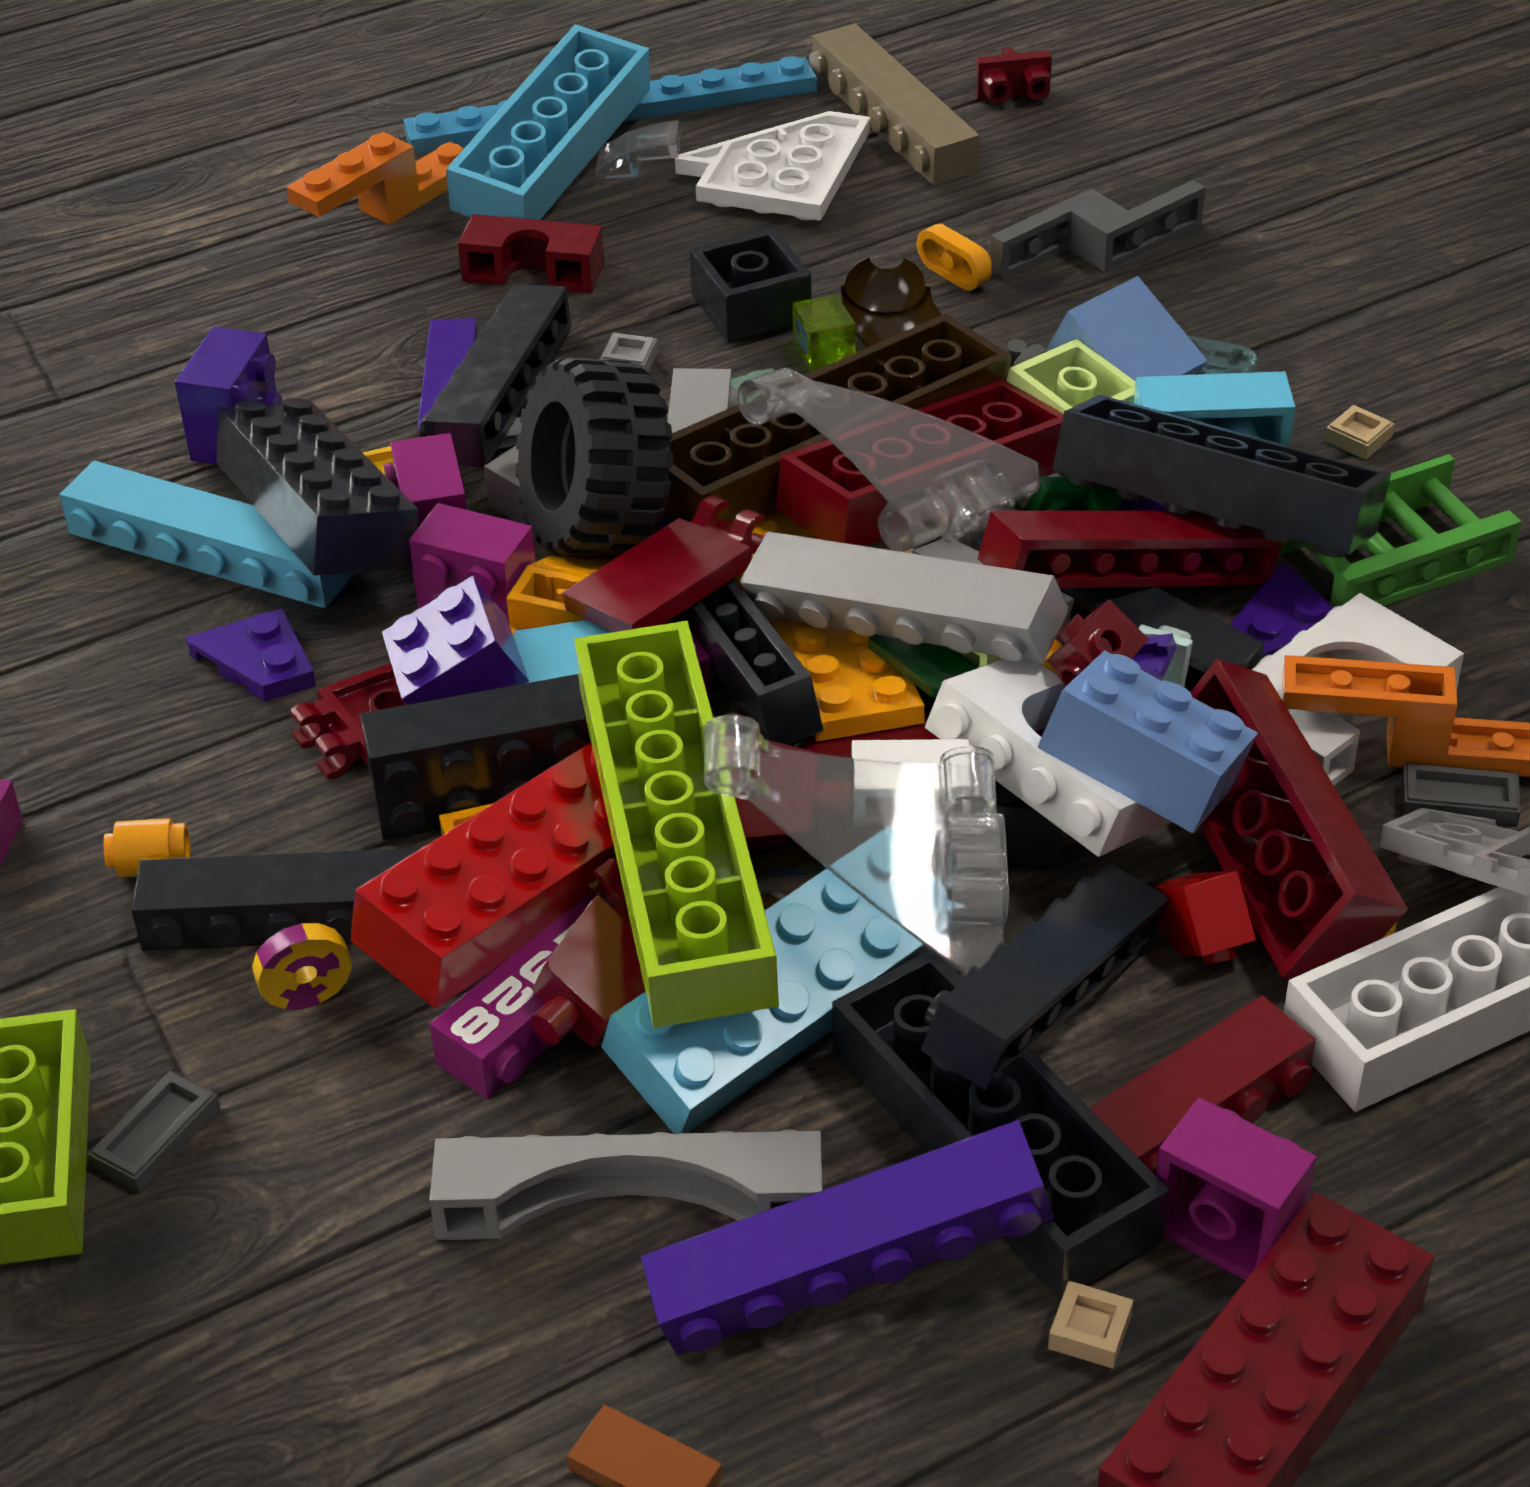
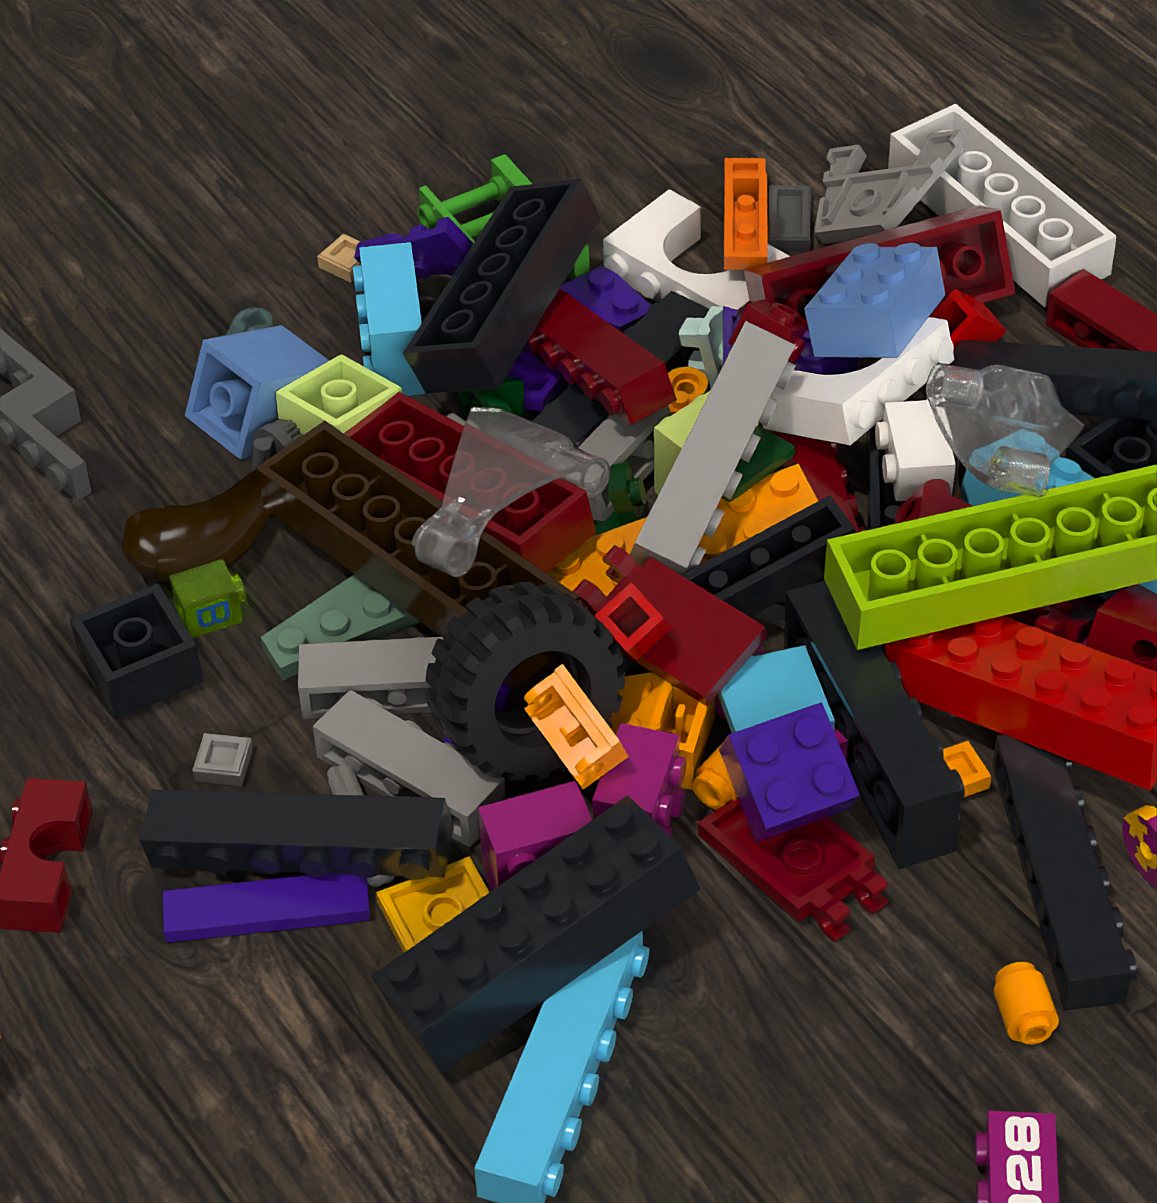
camera: 95 degrees left, 5 degrees up
(221, 372) = (352, 1062): dark purple brick -> none
(258, 654) = (729, 986): dark purple wing -> none
(506, 470) = (574, 727): none -> light orange hinge
(636, 511) = (633, 621): none -> red brick
(954, 257) = (76, 512): light orange plate -> none
(1317, 429) = (433, 250): none -> dark purple wing

